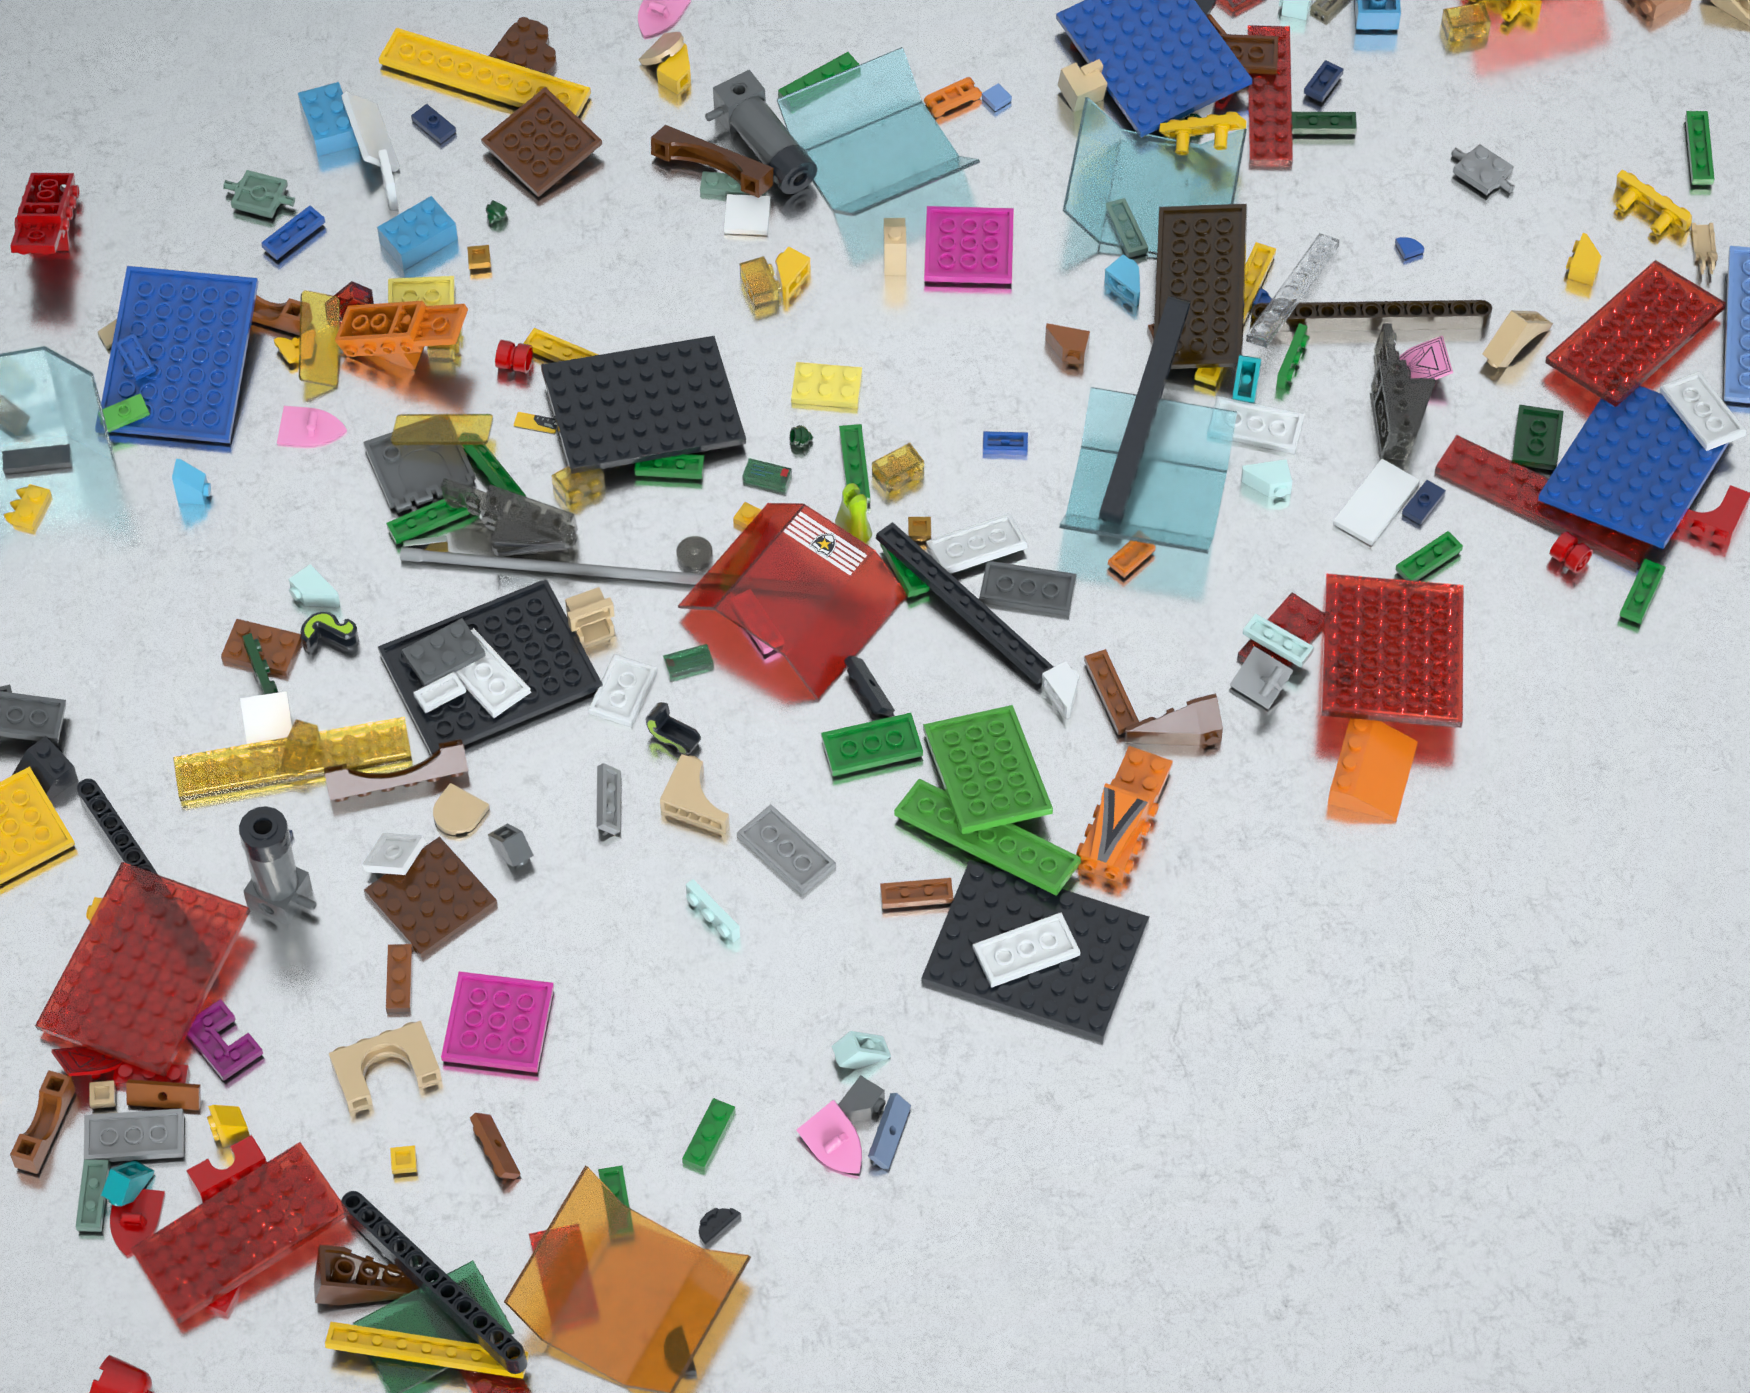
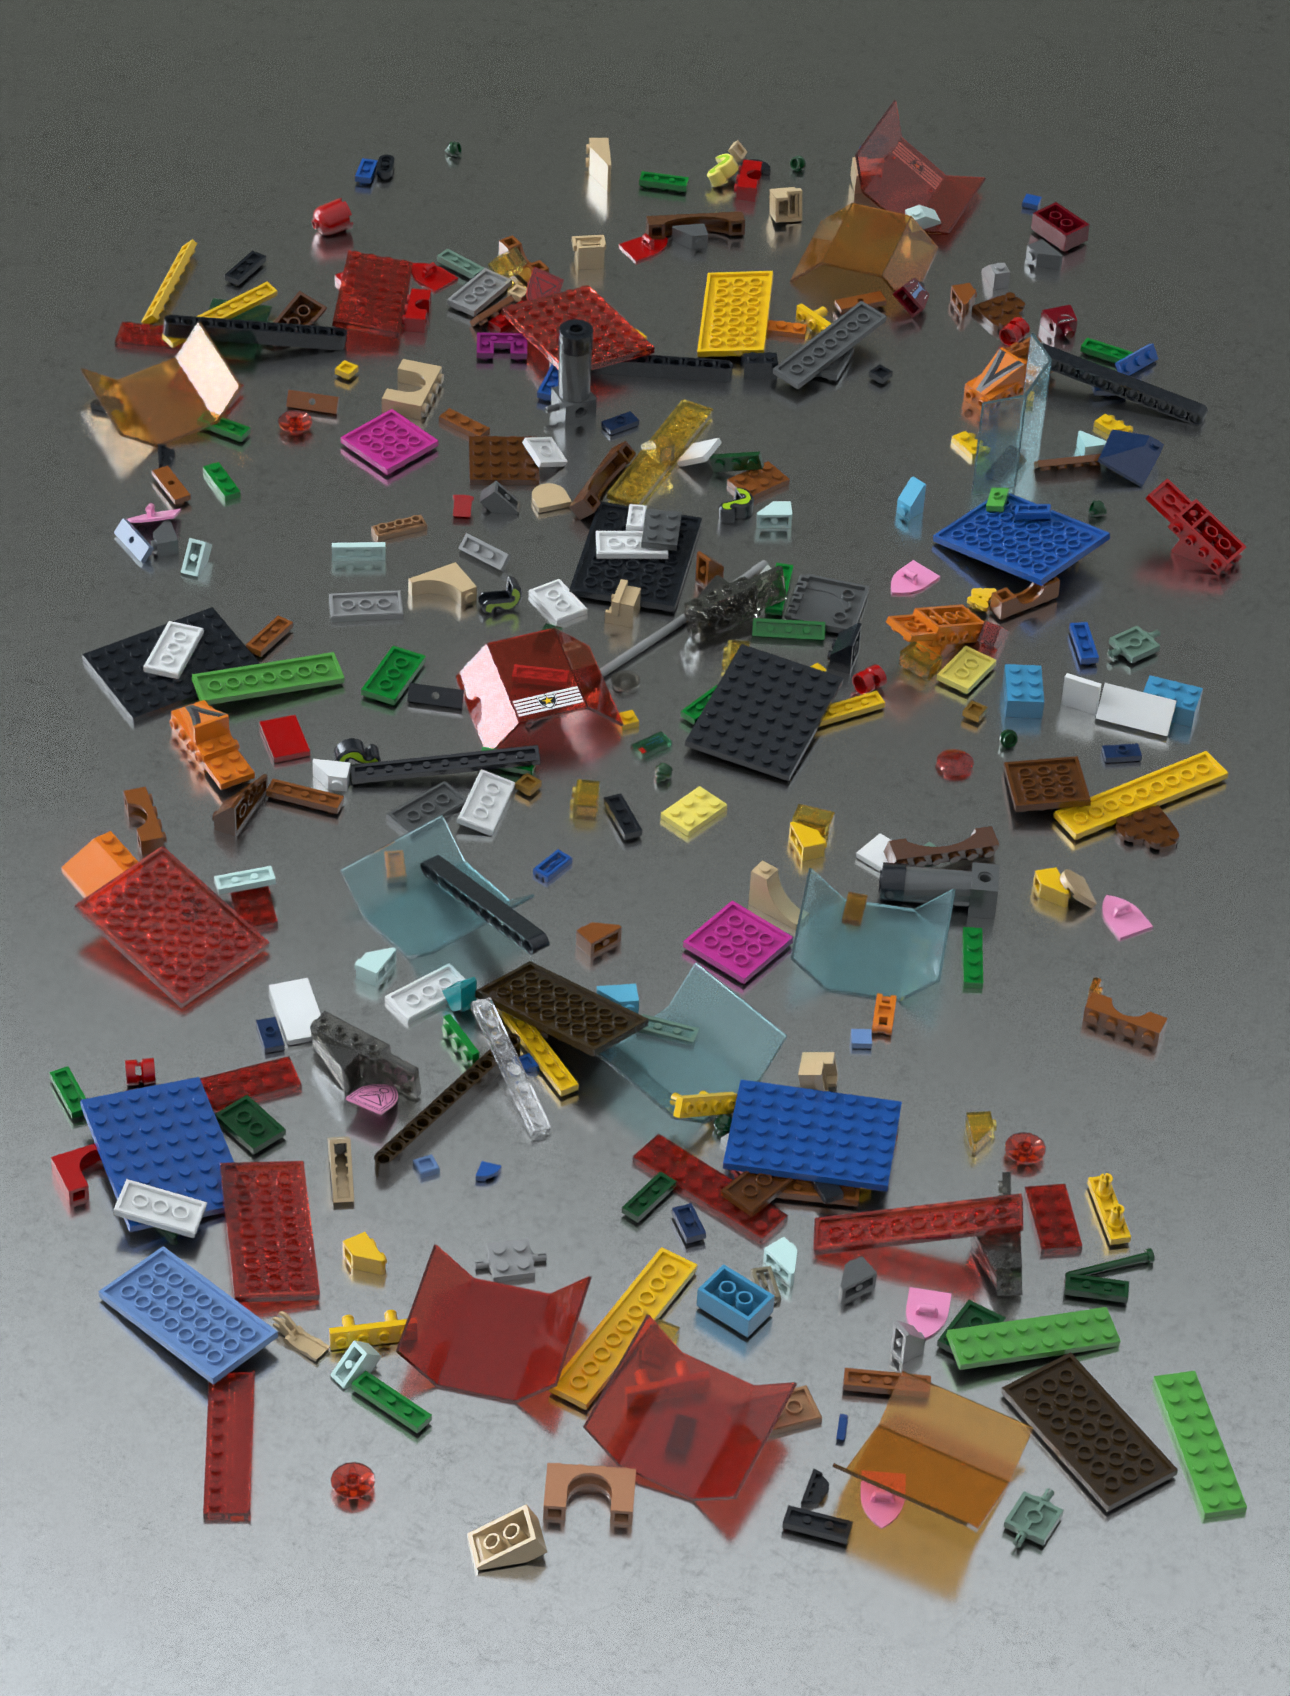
camera: 125 degrees right, 15 degrees down
(57, 336) = (1097, 509): none -> dark green plate
(68, 1126) = (508, 263): none -> clear yellow brick
(126, 1182) = (451, 273): teal slope -> none
(227, 1124) = (442, 316): yellow slope -> none
(257, 942) = (549, 381): none -> blue plate
(317, 338) = (982, 602): clear yellow piece -> none
(442, 429) = (839, 615): clear yellow piece -> none
(463, 582) = (707, 569): none -> dark orange slope
(487, 393) = (845, 649): none -> black slope
(546, 1125) = (295, 421): none -> clear red dish
(548, 871) = (462, 506): none -> red tile
(566, 234) = (955, 762): none -> clear red dish
(643, 917) = (399, 527): none -> medium nougat tile
(770, 1161) = (171, 485): none -> dark orange tile
(843, 189) = (854, 908): none -> clear orange tile
(853, 513) = (567, 746): lime piece -> none
(854, 458) = (613, 784): green plate -> none
(891, 428) = (623, 816): none -> black plate
(987, 769) = (312, 701): bright green plate -> none
(1021, 682) = (356, 750): none -> black animal
(1056, 765) = (284, 738): none -> red tile
(1261, 678) = (225, 864): light grey plate -> none
(1291, 772) = (139, 806): none -> dark orange arch
(1429, 557) = (223, 1004): green plate -> none
(1446, 290) = (426, 1166): none -> medium blue tile
(1471, 54) = (603, 1350): none -> yellow plate
(1560, 112) = (488, 1333): none -> clear red piece
(1692, 190) = (355, 1361): none -> light aqua slope

